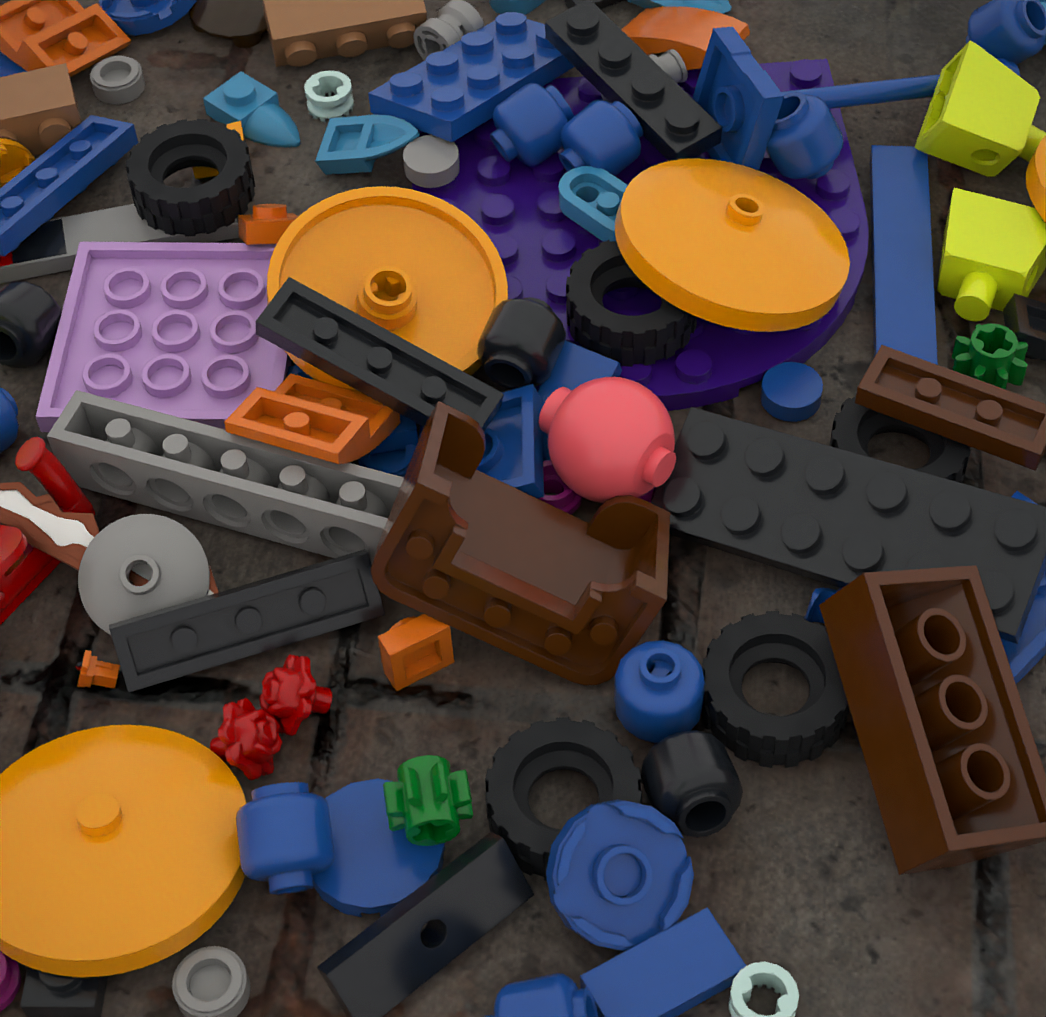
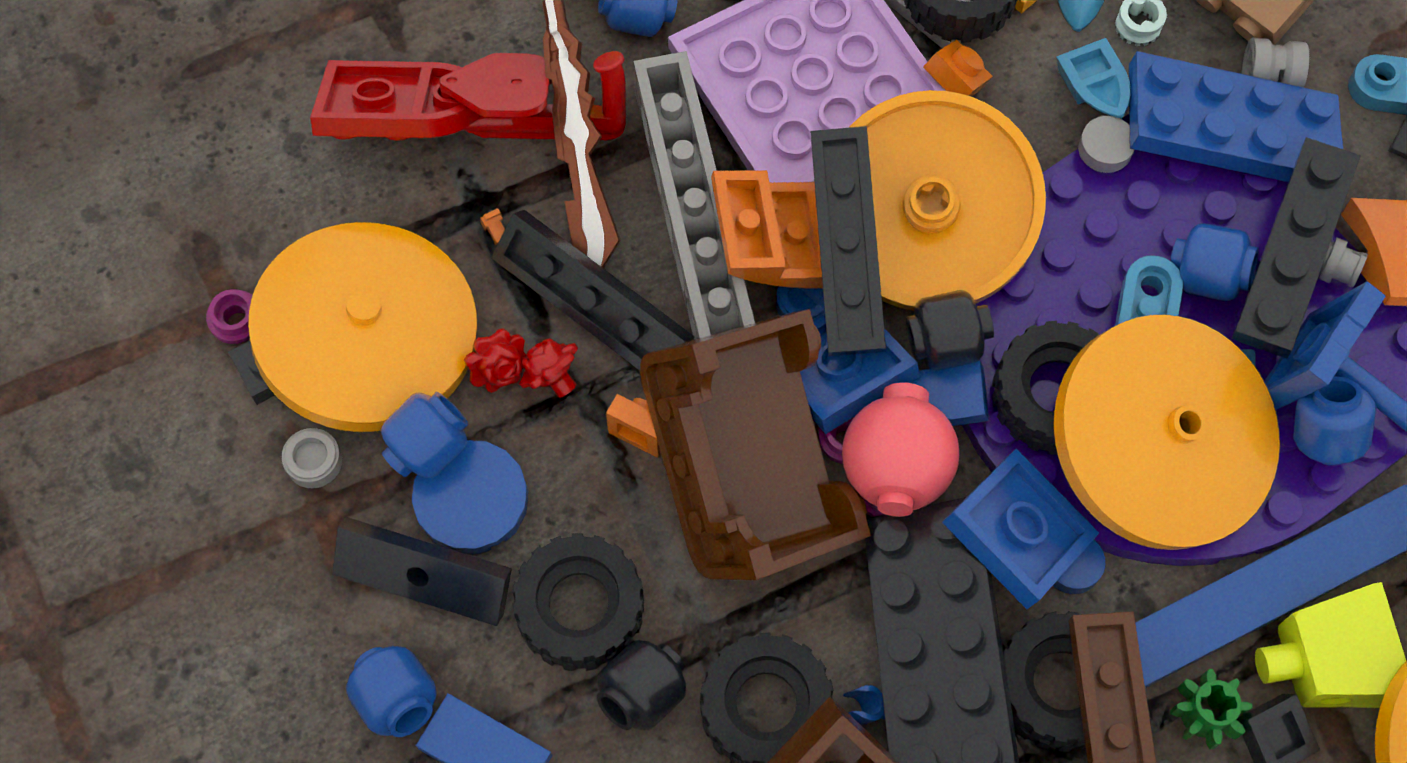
camera: 55 degrees right, 15 degrees up
(170, 549) = (602, 200): light grey dish -> none
(428, 800) = (505, 511): green gear -> none
(530, 124) = (1194, 195): blue head -> none
(619, 874) = (532, 675): blue tile -> none
(658, 690) = (701, 618): blue head -> none
(746, 390) = (1021, 528): none -> blue tile

